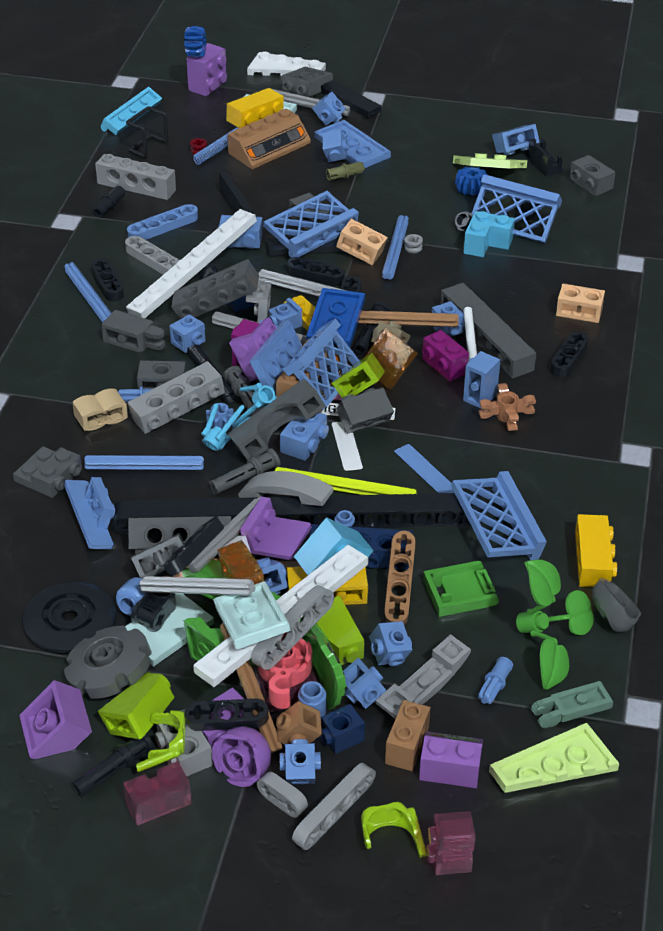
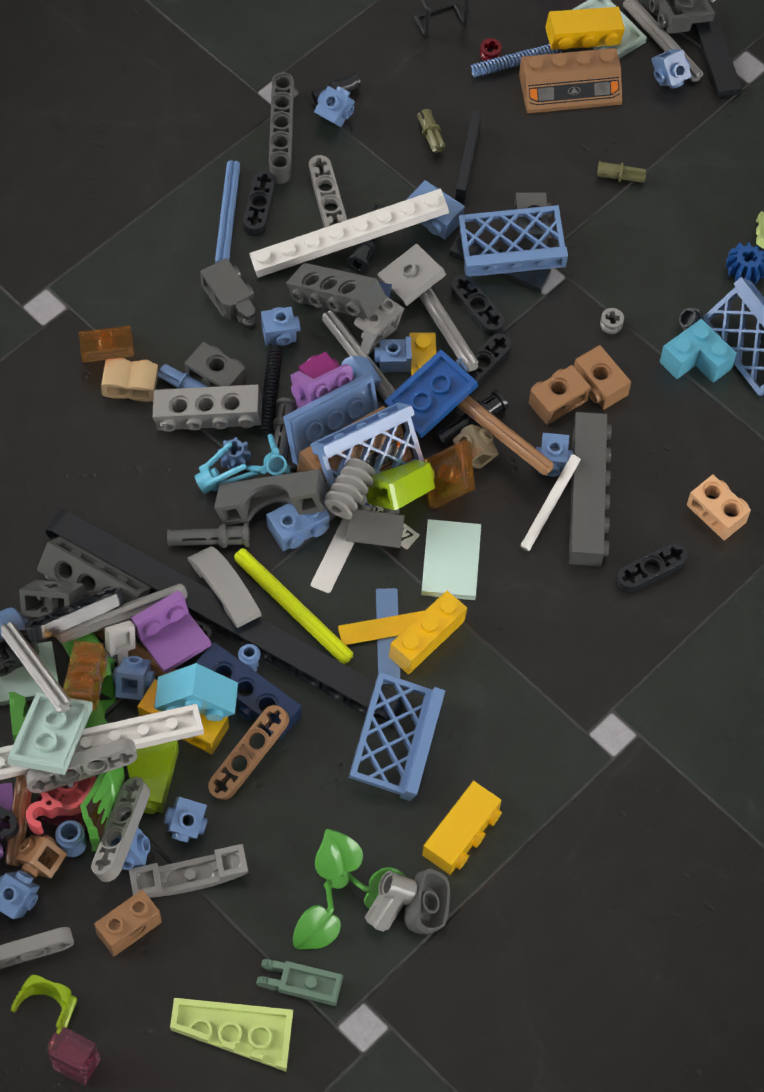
camera: 30 degrees right, 20 degrees up
(49, 470) = (35, 429): dark grey plate -> none
(64, 394) = (106, 344): none -> clear orange plate
(88, 232) = (281, 127): none -> dark grey beam
(92, 510) = (36, 504): medium blue bracket -> none
(118, 206) = (335, 105): none -> medium blue brick
(132, 462) = (128, 469): medium blue axle -> none
(136, 176) = (386, 67): light grey brick -> none
(164, 222) = (371, 153): medium blue beam -> none
(197, 197) = (431, 131): none -> olive axle
(264, 262) = (412, 274): none -> light grey plate
(333, 383) = (349, 488): none -> light grey piece
(335, 145) = (632, 131): medium blue brick -> none
(342, 729) = (86, 890): dark blue brick -> none
(353, 664) = (110, 860): none -> light grey beam
(361, 146) = (664, 132): medium blue tile -> none
(361, 241) = (544, 296): light nougat brick -> none
(395, 247) = (588, 315): medium blue axle -> none
(418, 290) = (553, 406): none -> medium nougat brick
(426, 465) = (376, 628): none -> yellow sticker
(432, 409) = (451, 559): none -> light aqua tile
(436, 270) = (599, 364): none -> medium nougat brick
(445, 355) = (514, 500): magenta brick -> none
(450, 759) = (151, 965): medium lavender slope -> none
(458, 450) = (427, 632): none -> yellow brick
(464, 588) = (310, 794): bright green container -> none
(481, 378) = (518, 557): medium blue brick -> none
(495, 680) = (253, 913): medium blue axle -> none
(507, 406) = (544, 610): nougat pin -> none
(592, 604) = (393, 894): none -> light grey piece

